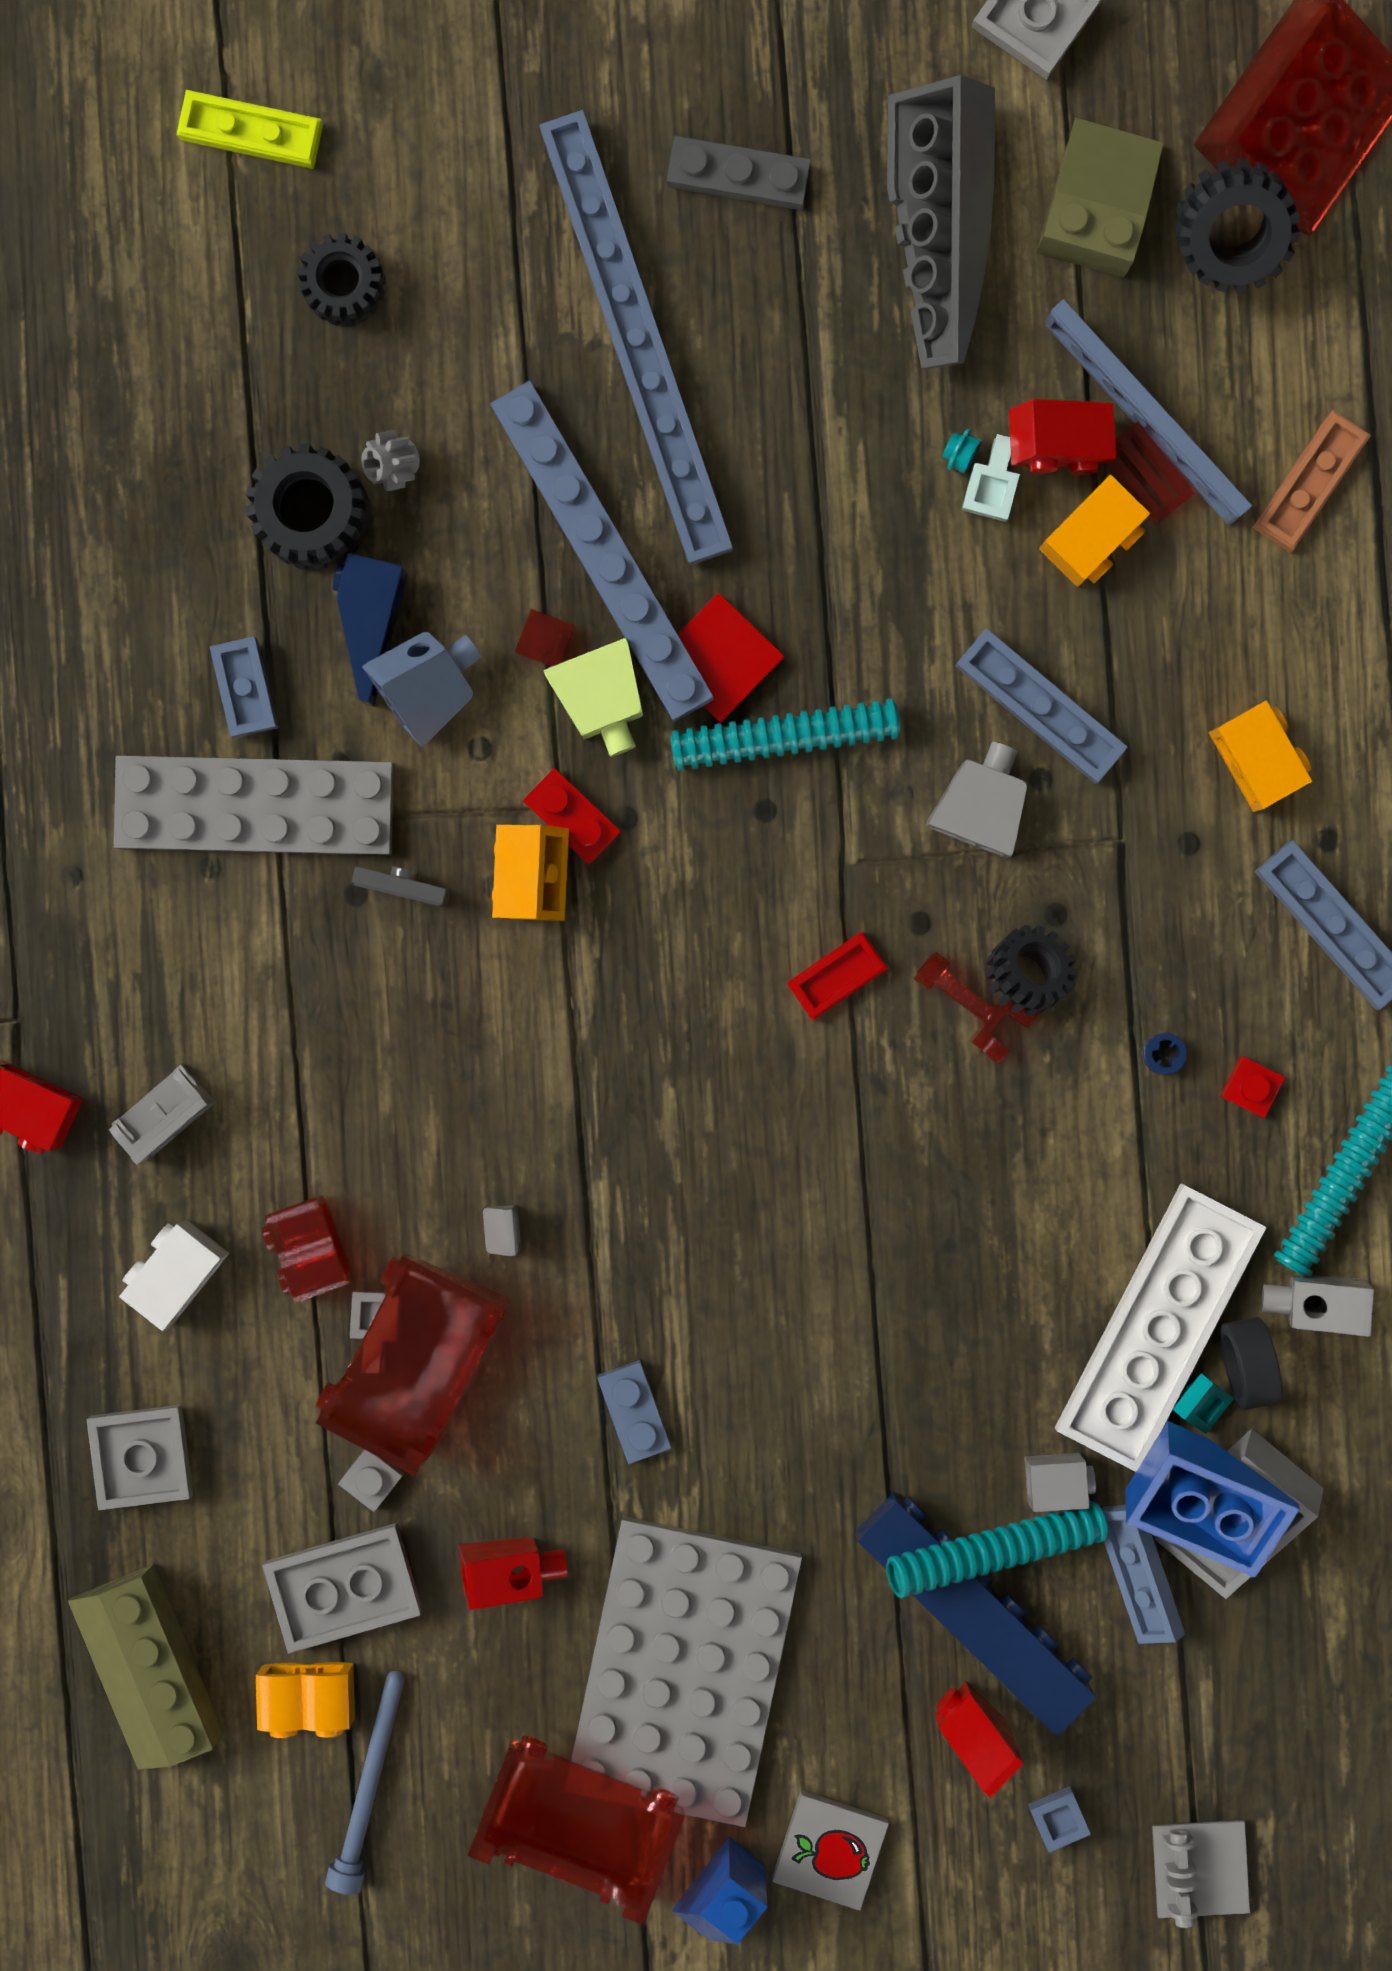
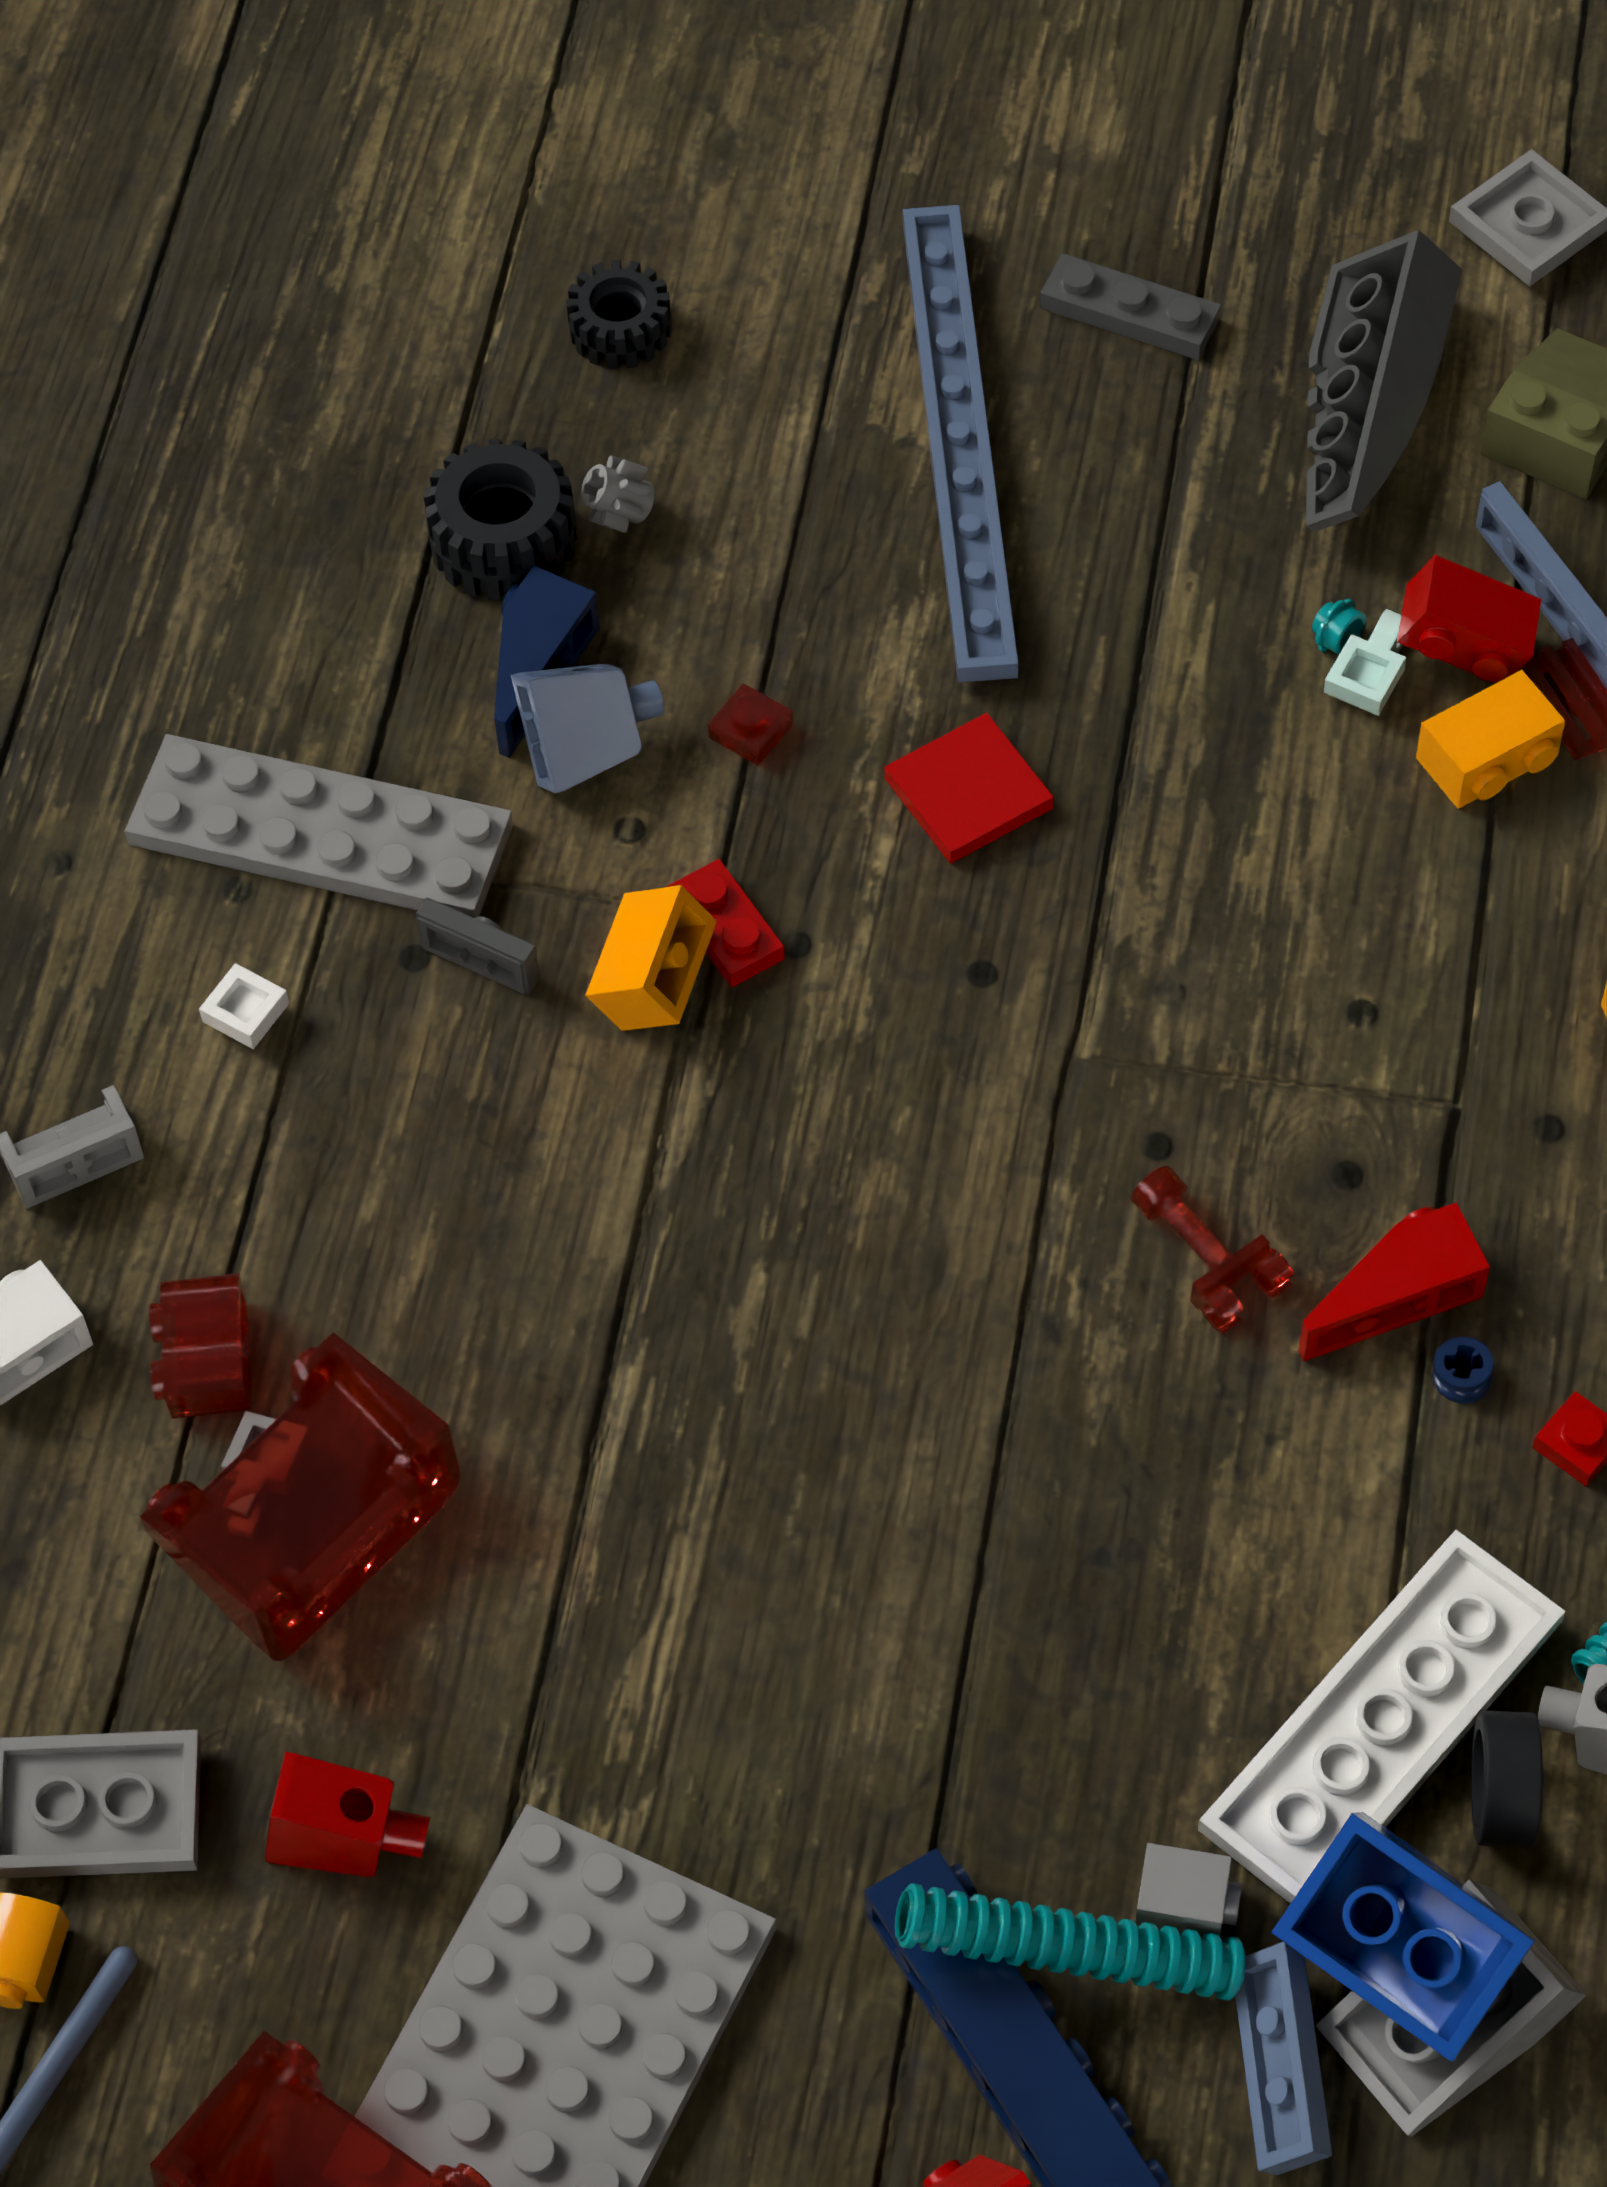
camera: 20 degrees right, 30 degrees down
(243, 687) = (353, 694): sand blue plate -> none
(248, 973) = (244, 1006): none -> white plate
(249, 129) = (561, 162): neon yellow tile -> none
(370, 1479) = (185, 1671): light grey plate -> none
(502, 1230) = (479, 1386): light grey slope -> none
(600, 694) = (802, 786): yellowish green torso -> none
(602, 551) = (853, 646): sand blue plate -> none
(634, 1411) = (589, 1668): sand blue plate -> none
(785, 734) = (1031, 881): teal piece -> none
(837, 975) = (1027, 1179): red tile -> none
(983, 803) = (1271, 1010): light grey torso -> none
(1041, 706) = (1379, 919): sand blue plate -> none
(1046, 954) = (1295, 1209): black tyre -> none
(1114, 998) = (1409, 1275): none -> red slope
(1203, 1403) = (1432, 1826): teal plate -> none

